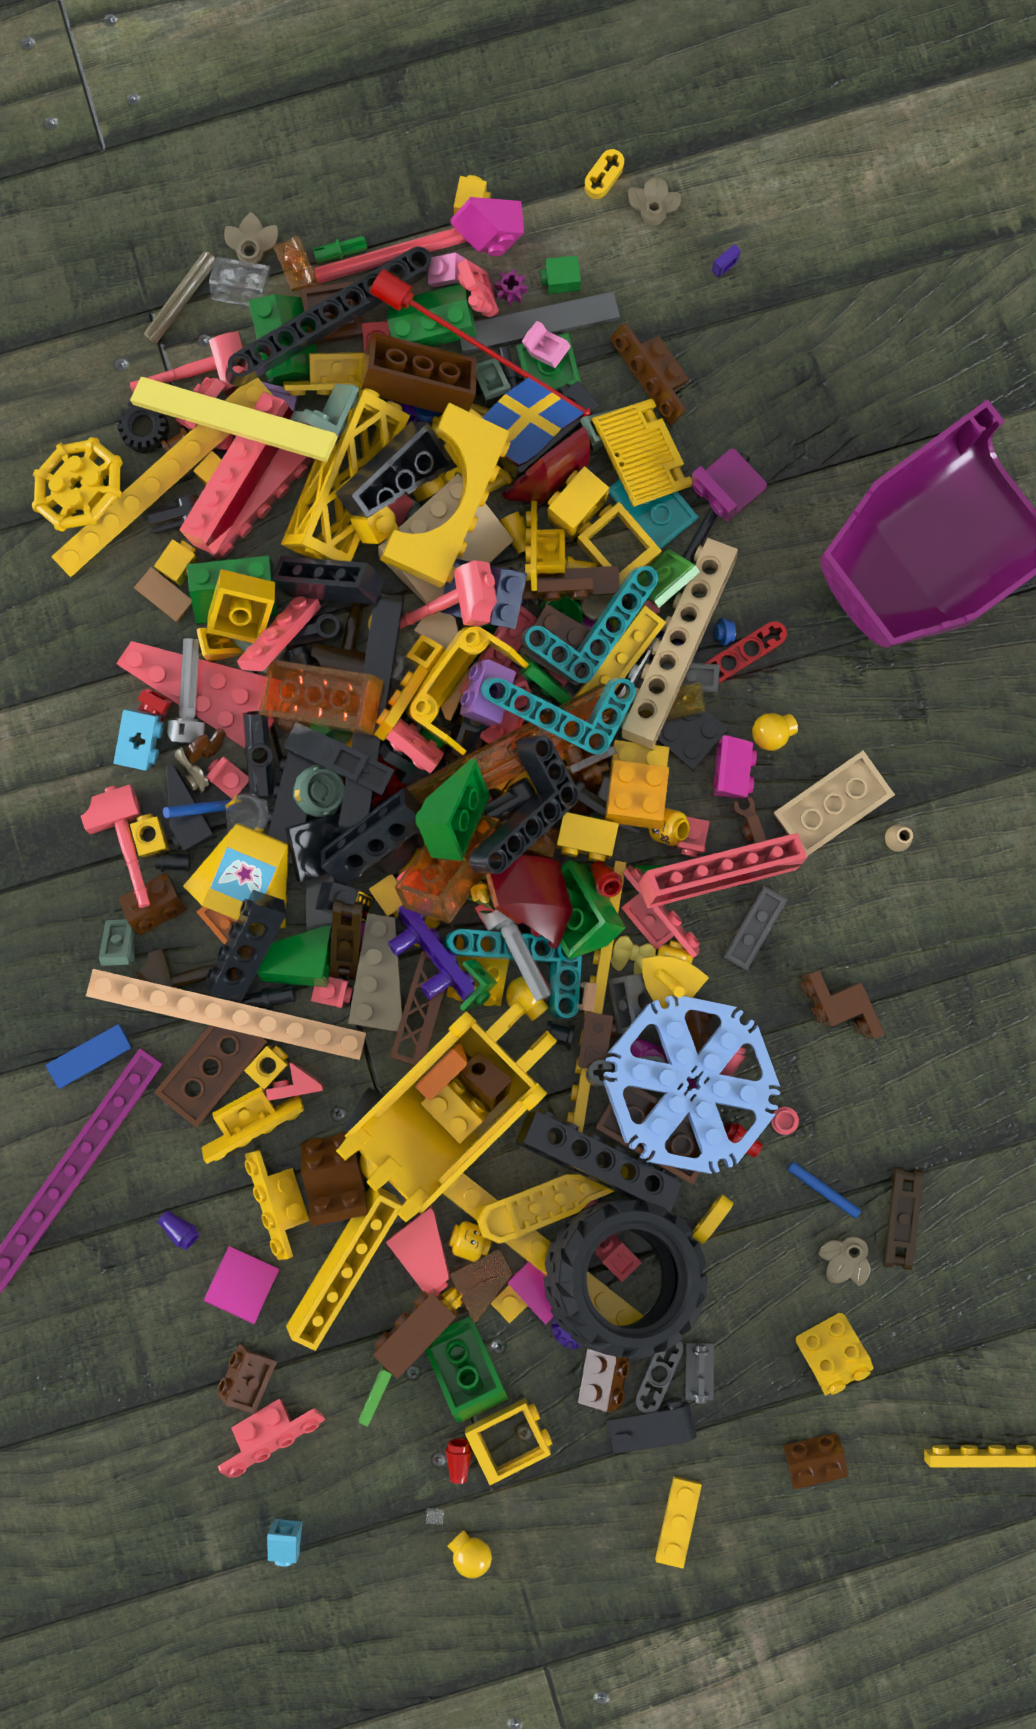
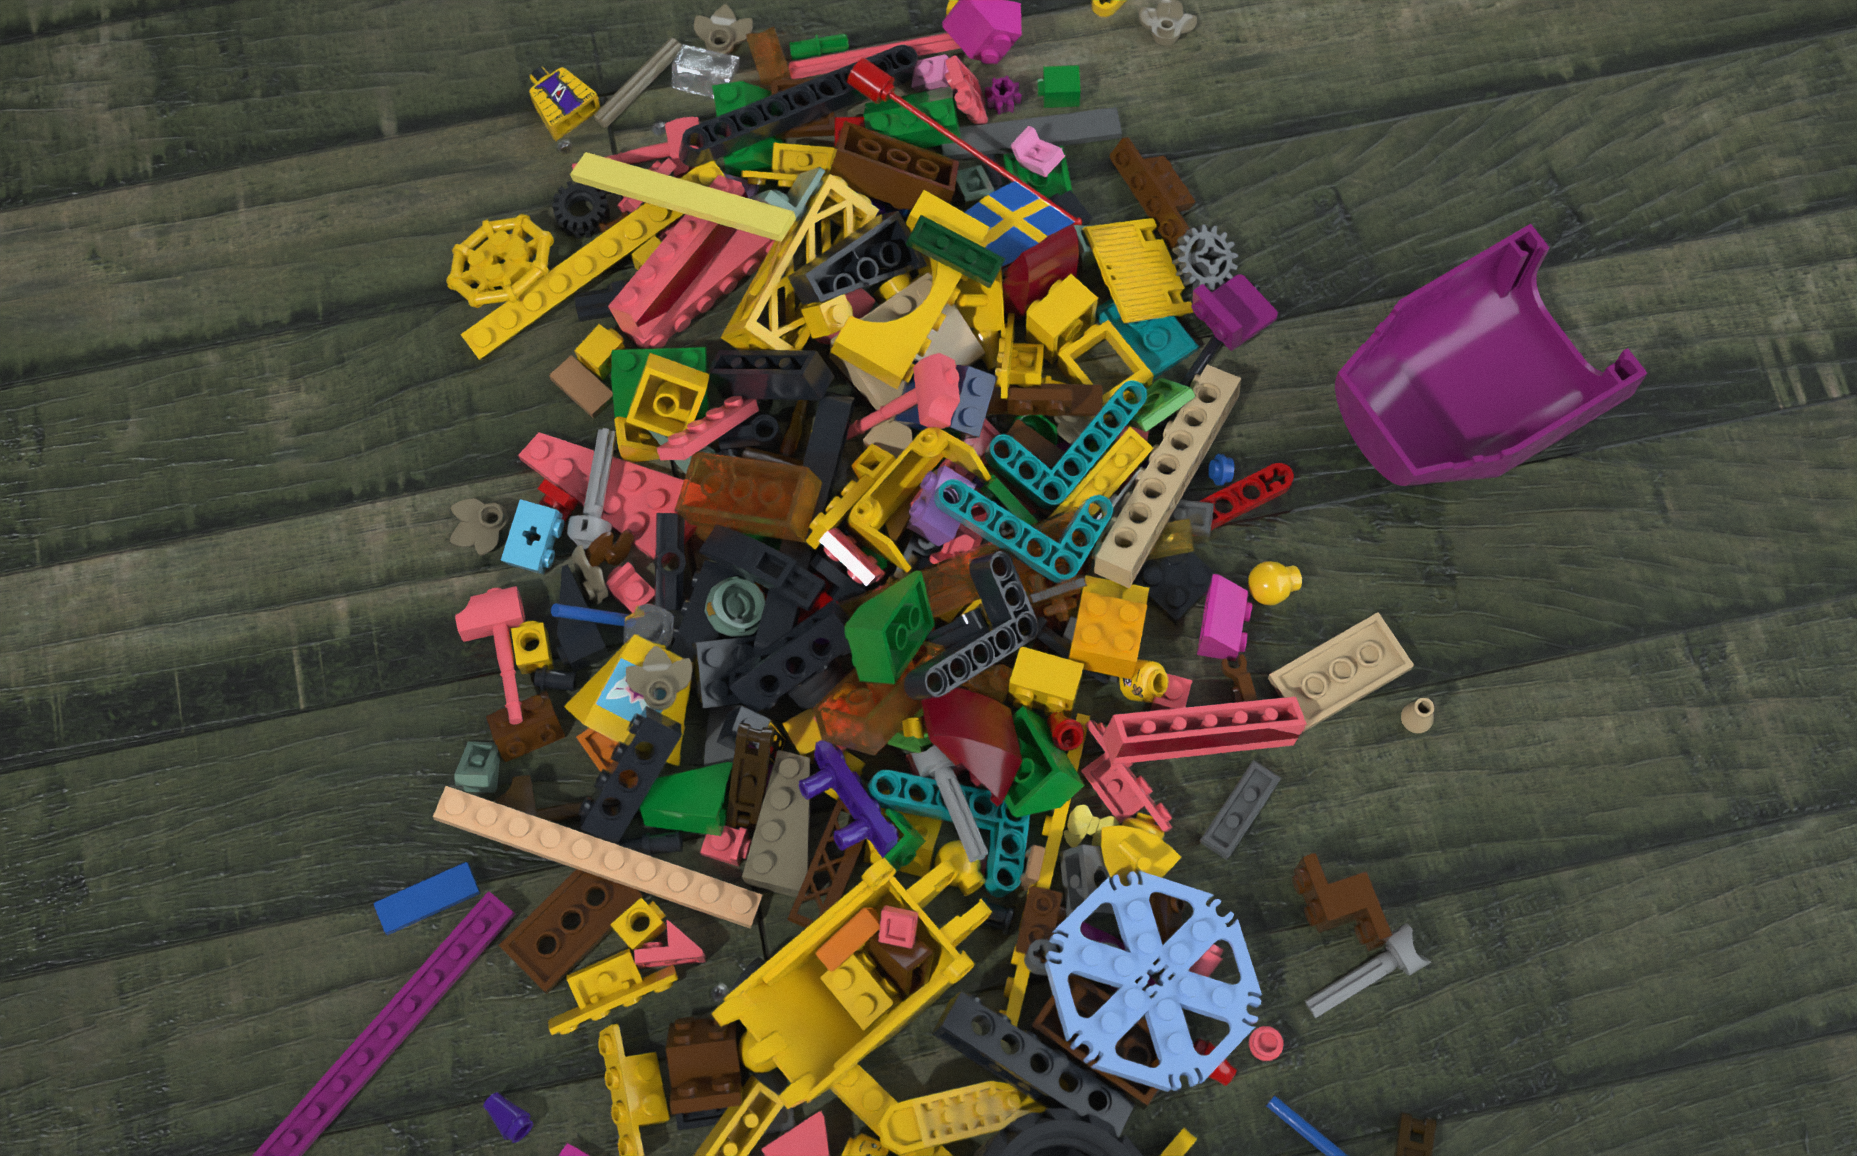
camera: 10 degrees right, 15 degrees down
(86, 731) = (475, 527): none -> dark tan plate
(112, 321) = (562, 100): none -> yellow torso
(261, 858) = (659, 674): none -> dark tan plate
(481, 459) = (955, 251): none -> dark green tile
(481, 1063) = (898, 926): none -> coral tile
(508, 495) = (982, 305): none -> yellow shield
(693, 424) = (1209, 246): none -> dark grey gear
(726, 261) = (1243, 84): dark purple tile -> none
(891, 1041) = (1399, 954): none -> light grey piece

